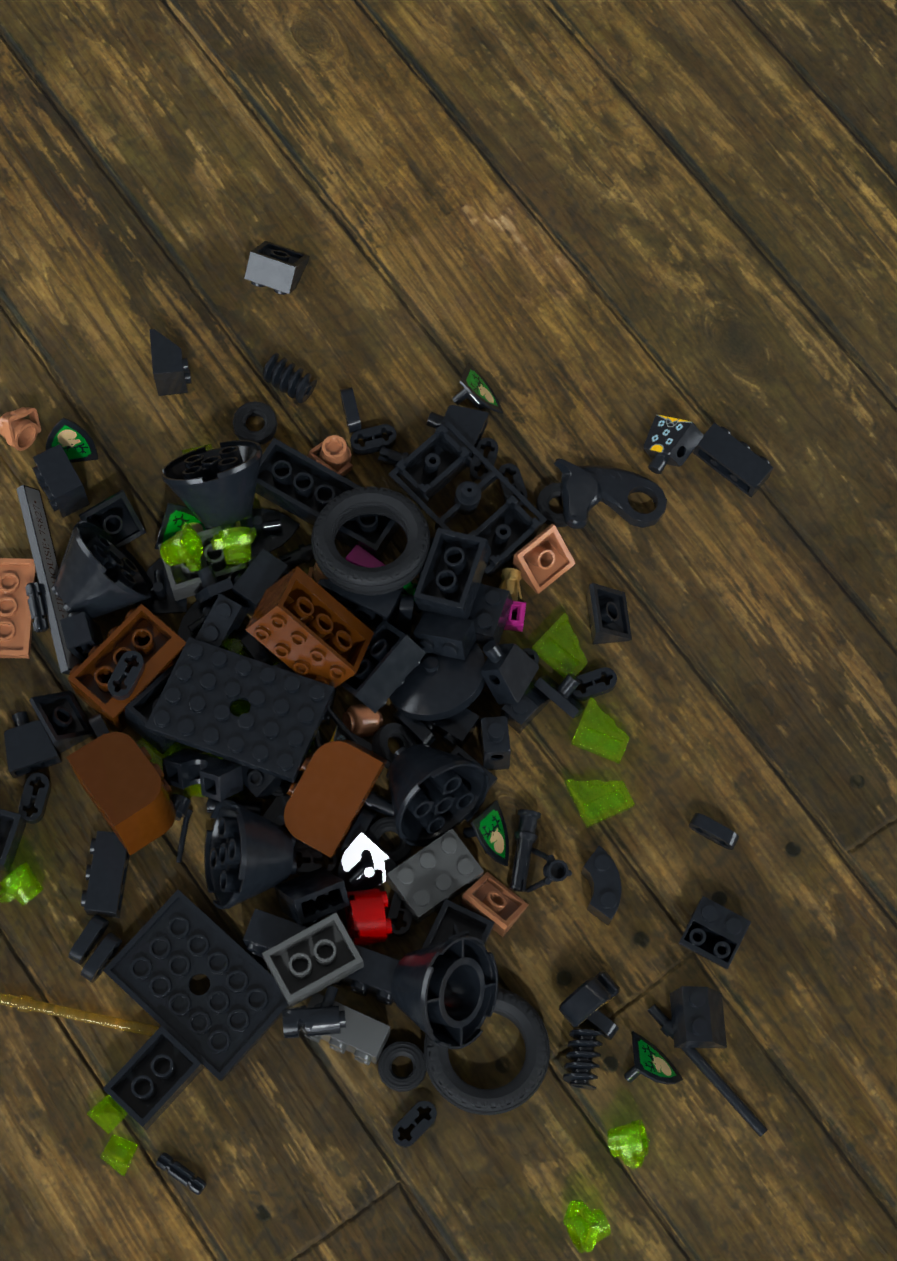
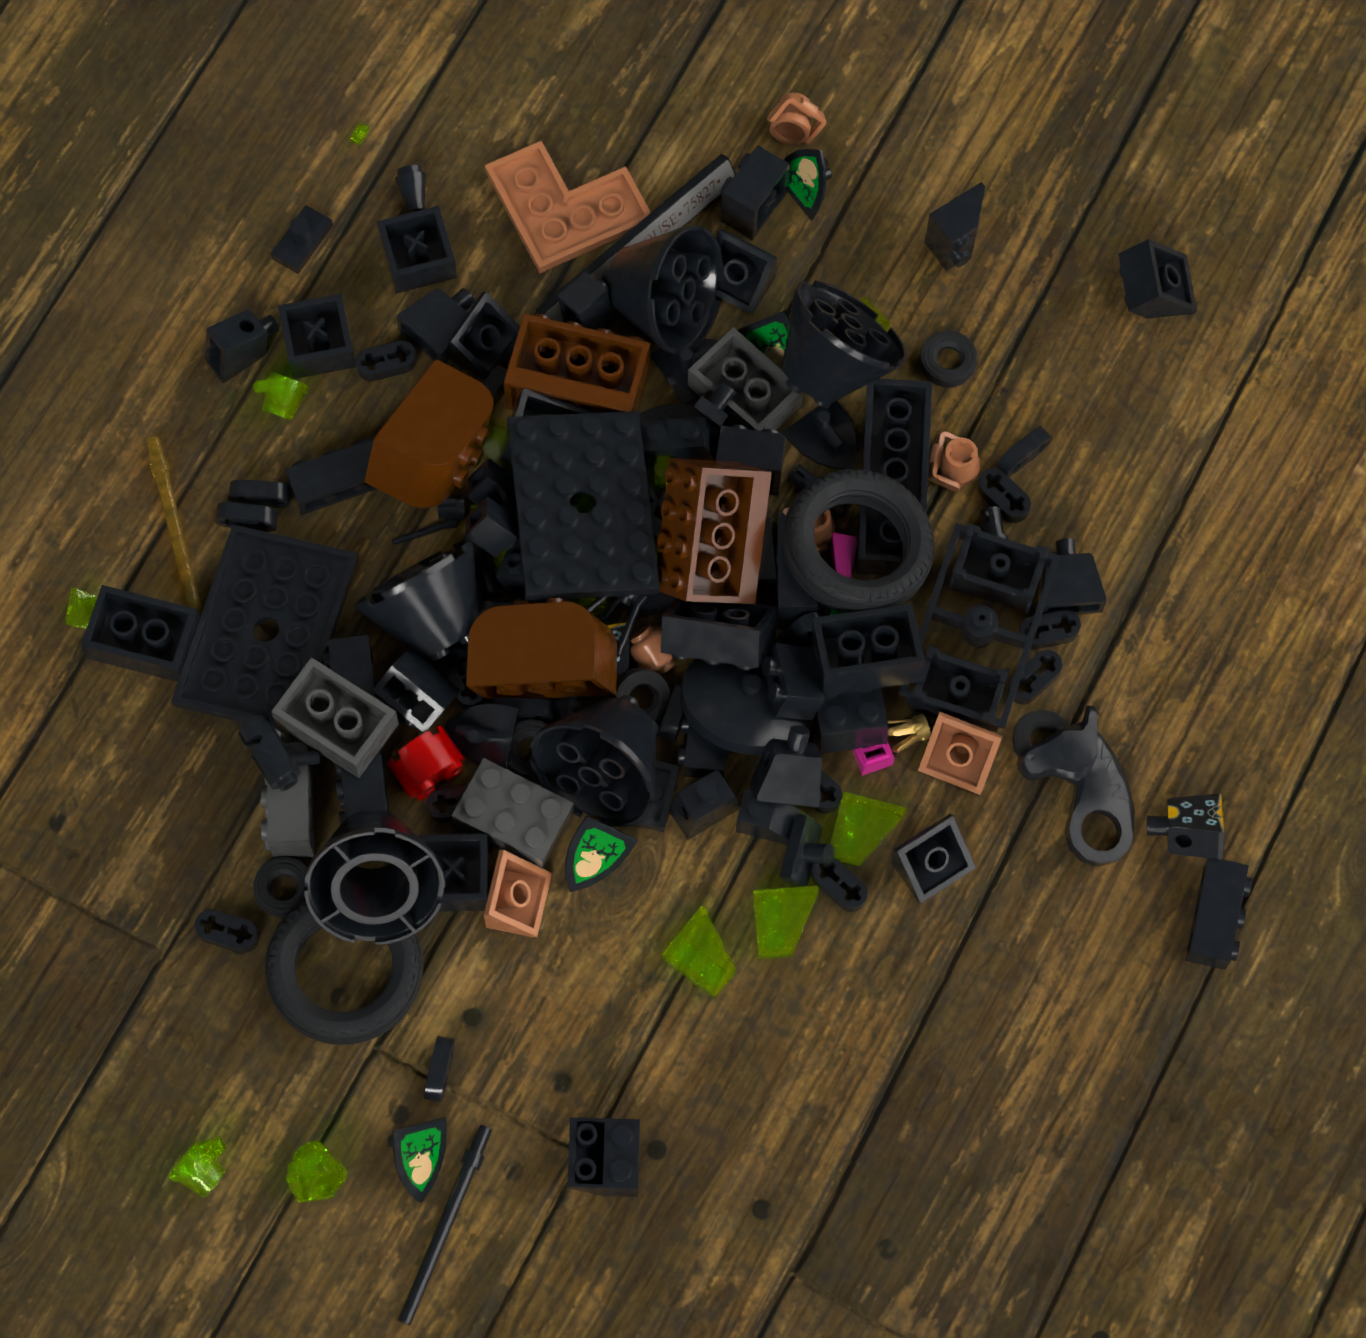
camera: 65 degrees right, 0 degrees up
(37, 607) = (596, 246): black axle -> none
(119, 1153) = (49, 644): clear neon green slope -> none
(120, 673) = (557, 369): black beam -> none
(181, 1173) = (58, 716): black axle -> none
(182, 548) = (738, 353): clear neon green piece -> none
(235, 544) = (773, 402): clear neon green piece -> none
(288, 380) = (1022, 365): black piece -> none
(477, 391) = (1133, 577): black shield -> none
(525, 838) = (611, 894): black pin -> none
(553, 870) = (581, 935): black plant -> none
(582, 1058) = (385, 1076): black piece -> none
(588, 998) = (458, 1048): black animal -> none
(604, 885) = (599, 1007): black brick -> none
(698, 1018) = (497, 1186): black slope -> none
(714, 831) = (731, 1103): black beam -> none

